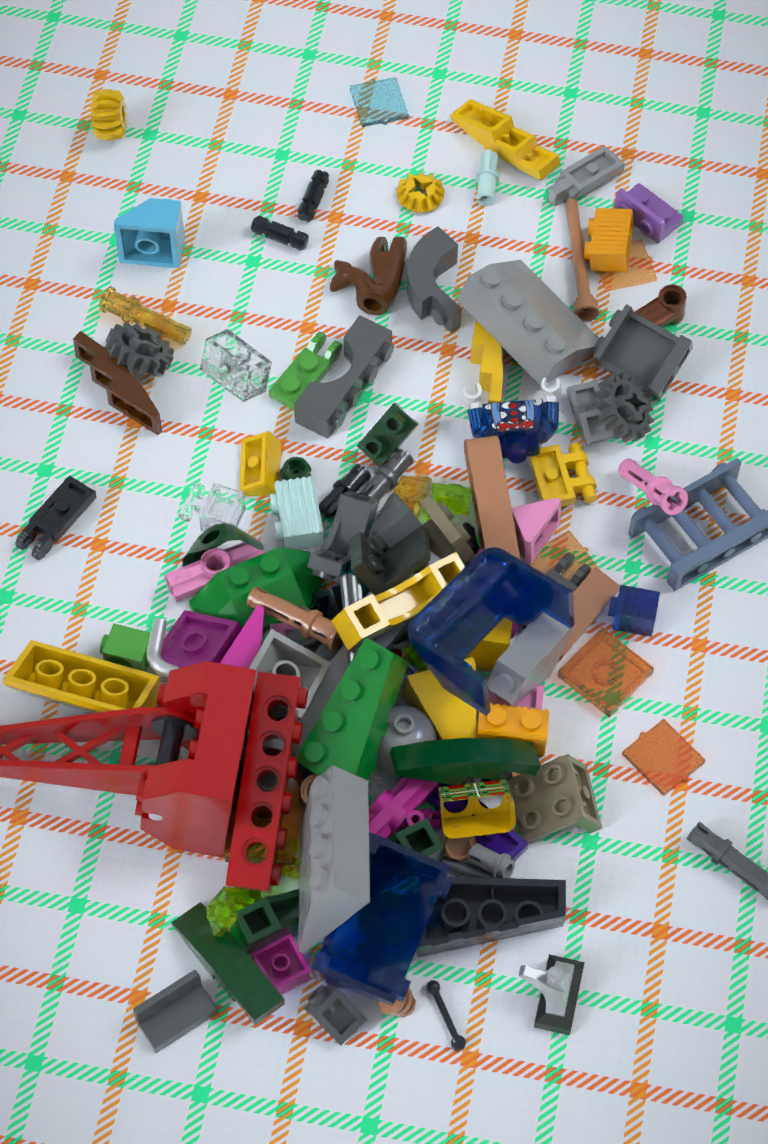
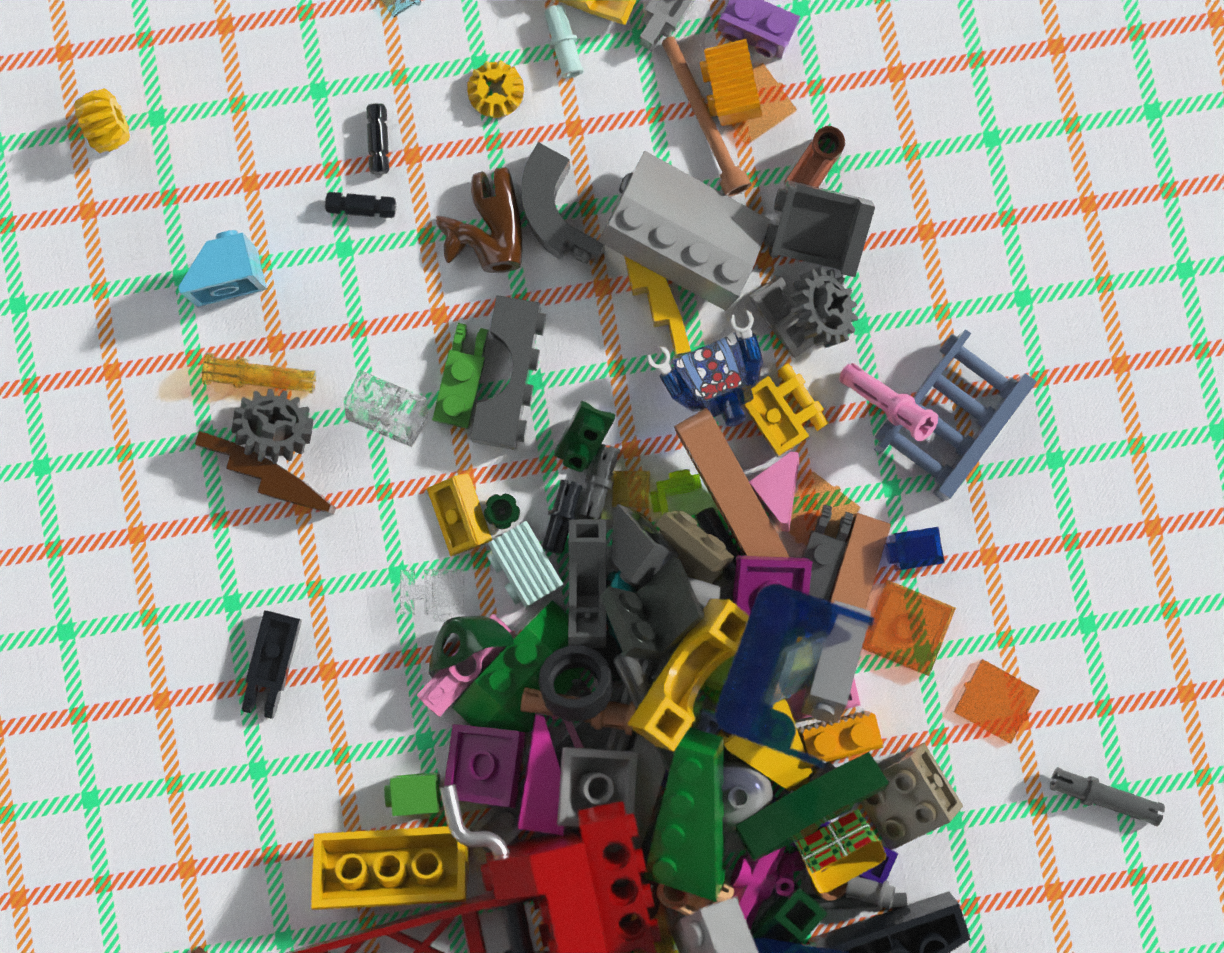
camera: 20 degrees left, 25 degrees up
(301, 588) = (575, 657): none -> black tyre
(492, 628) = (795, 667): none -> clear light blue piece

